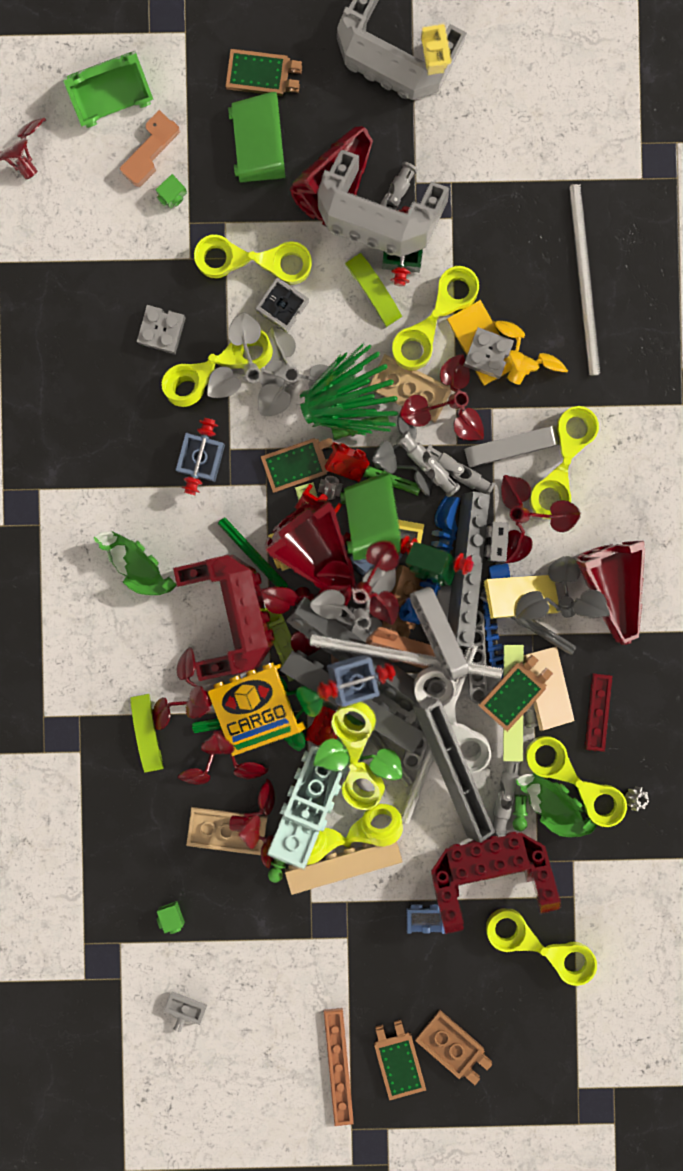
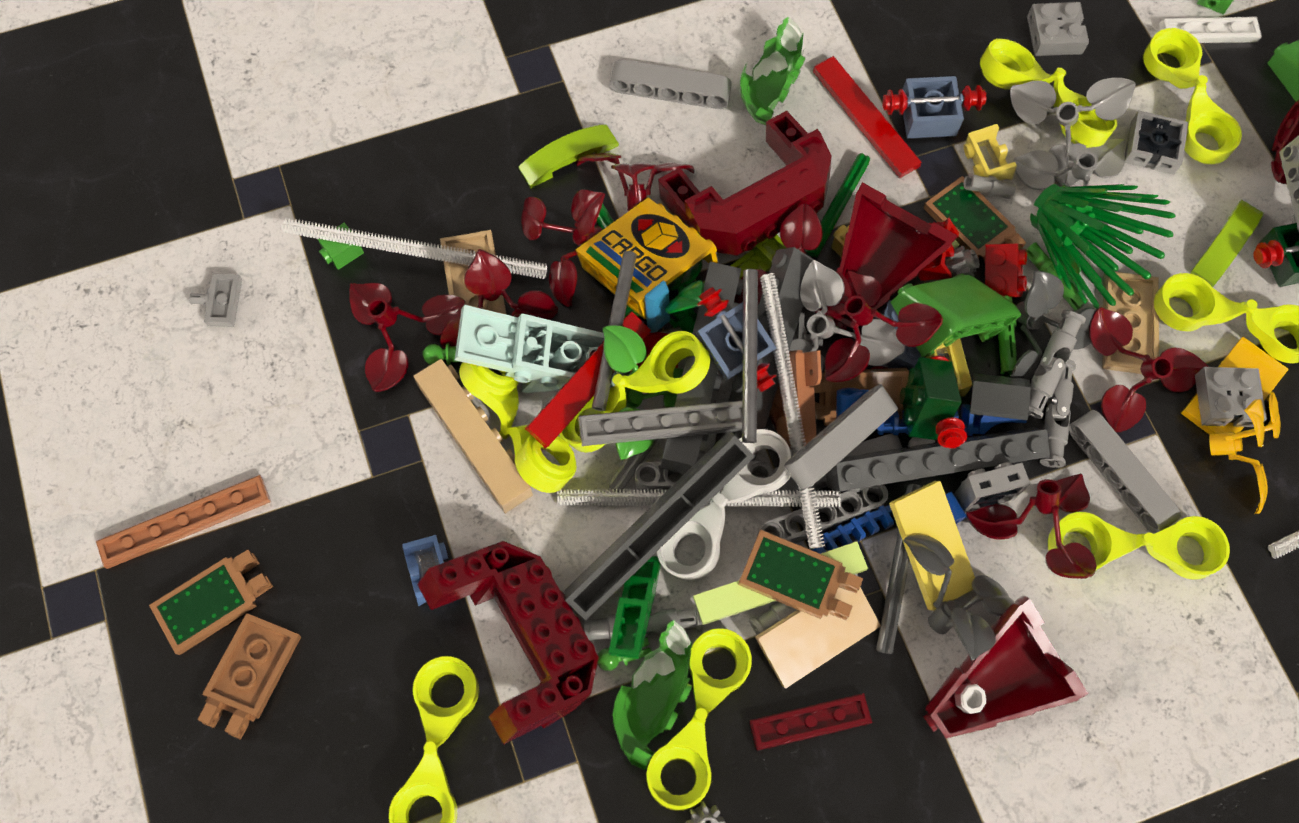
camera: 70 degrees right, 20 degrees down
(113, 640) = (670, 84): none -> light grey beam
(186, 504) = (867, 117): none -> red tile
(194, 868) = (404, 247): none -> white axle
(198, 211) = (1217, 29): none -> white tile
(221, 908) = (372, 304): none -> dark red plant
(252, 431) = (988, 154): none -> light yellow window
(277, 442) = (989, 186): none -> light grey pin
(302, 719) = (655, 305): none -> dark azure tile
(308, 752) = (616, 318): none -> flat silver piece
(342, 786) = (575, 392): none -> red tile
(372, 679) = (749, 376): none -> flat silver piece
(390, 744) = (660, 423): none -> light grey tile
(438, 509) = (1000, 396): none -> dark grey slope
(502, 802) = (635, 611): none -> green slope
(620, 611) = (970, 698): none -> white tile

